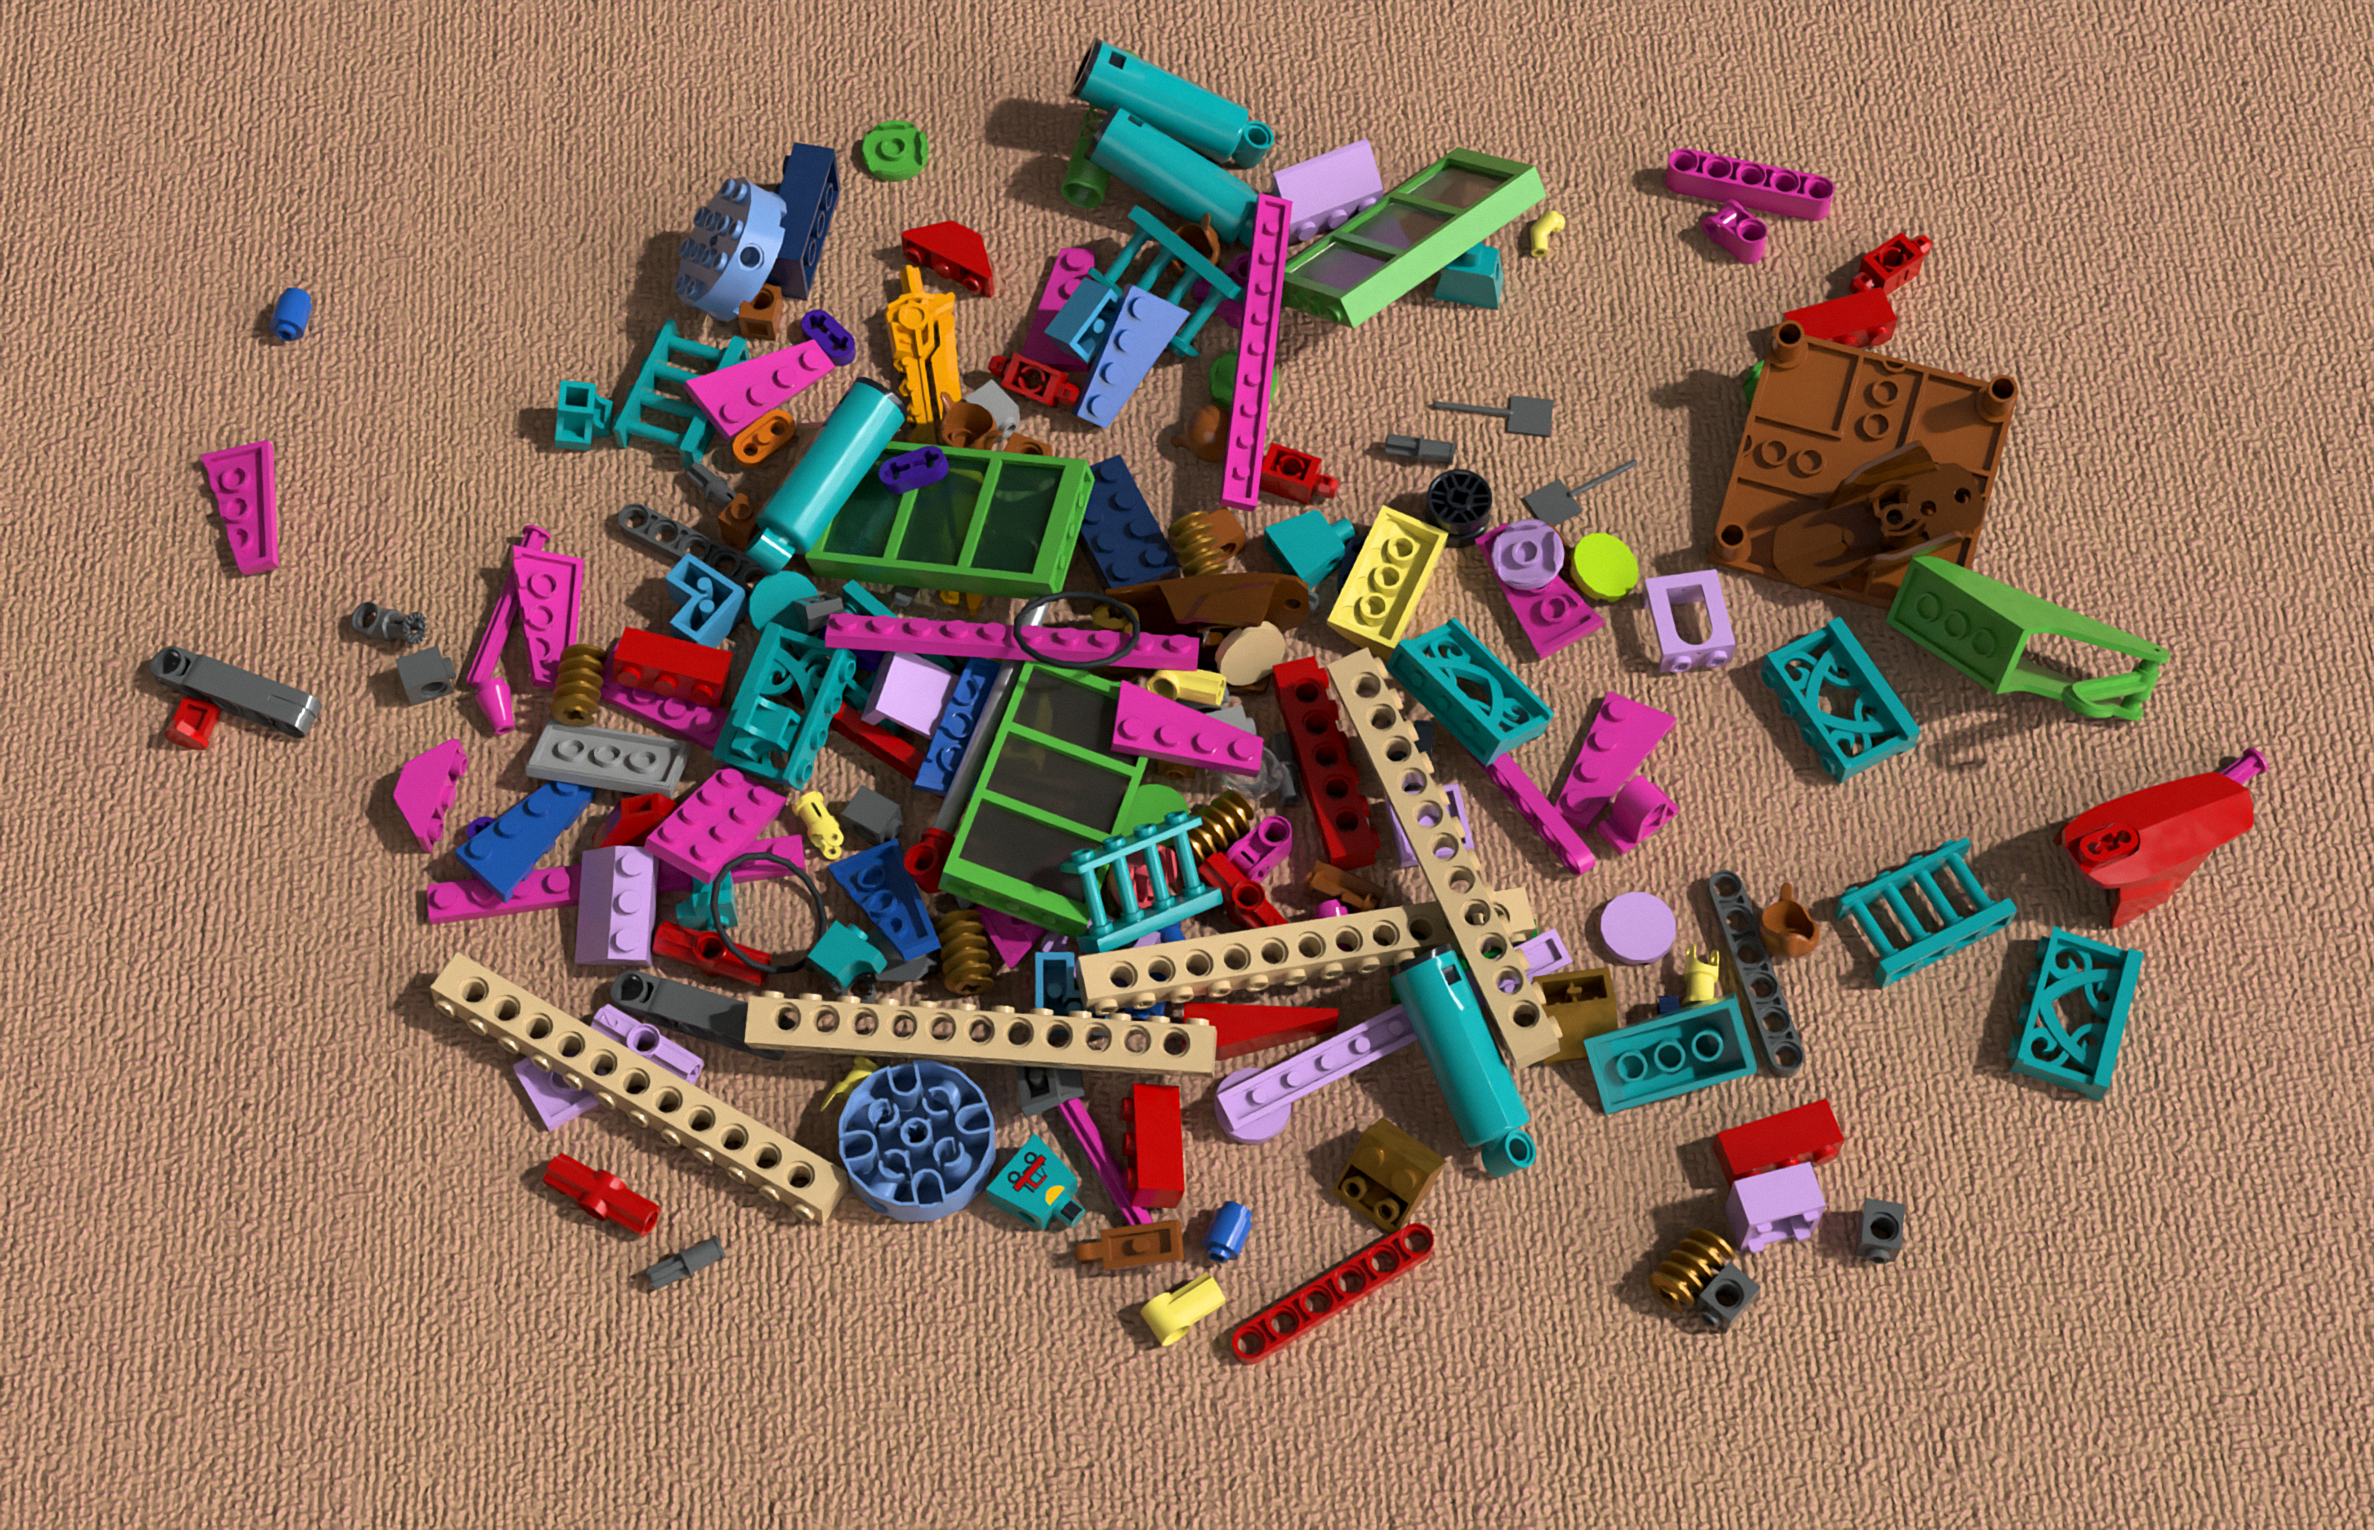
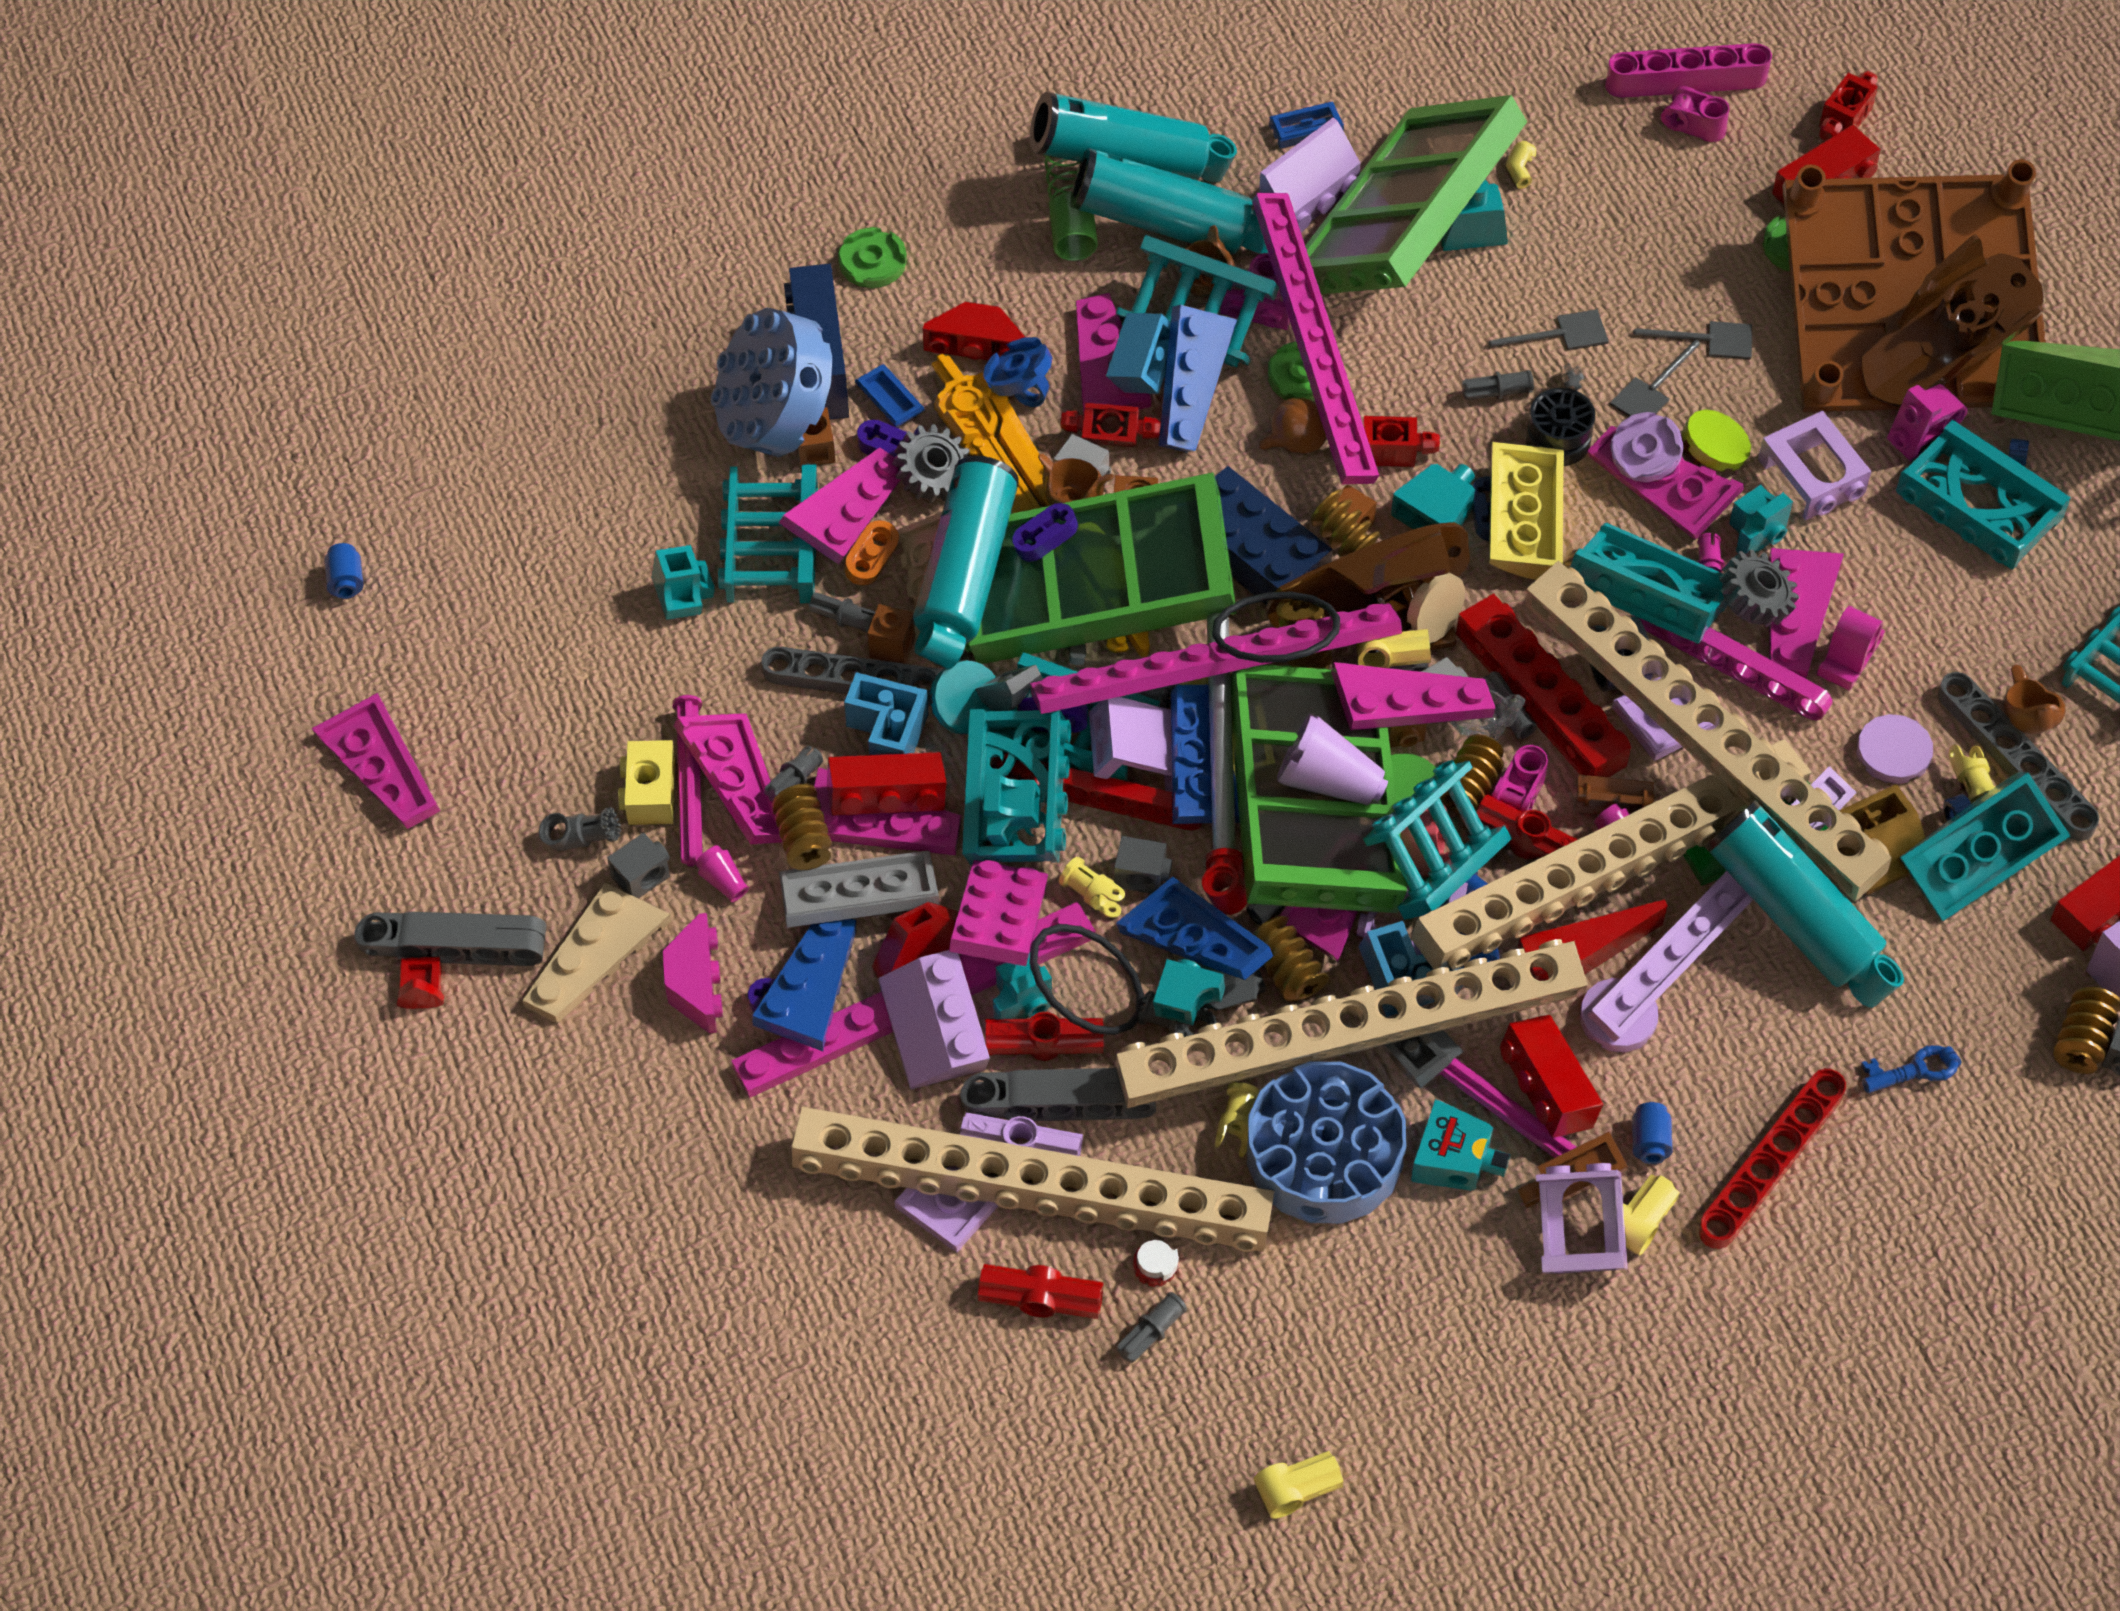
camera: 20 degrees left, 5 degrees down
(367, 732) = (594, 948): none -> tan wing
(471, 616) = (653, 801): none -> light yellow brick
(601, 629) = (794, 771): none -> dark grey axle
(718, 1202) = (1155, 1263): none -> white piece
(737, 1456) = (1288, 1487): none -> light yellow piece
(850, 290) = (890, 395): none -> blue tile
(855, 352) = (913, 460): none -> dark grey gear
(971, 304) = (1019, 370): none -> blue tile
(1064, 781) = (1330, 765): none -> lavender cone
(1101, 1258) = (1552, 1188): none -> lavender panel
(1379, 141) = (1294, 134): none -> blue tile
(1388, 1175) = (1776, 1036): pearl gold slope -> none
(1490, 462) = (1572, 376): none -> dark grey axle
(1512, 1252) = (1916, 1069): none -> blue piece
(1546, 680) = (1710, 553): none -> dark pink pin
(1567, 729) = (1758, 589): none -> dark grey gear
(1609, 660) = (1760, 519): none -> teal brick
(1664, 468) = (1724, 338): none -> dark grey piece
(1814, 604) = (1924, 418): none -> dark pink pin
(1895, 669) = (2018, 450): none -> dark blue axle

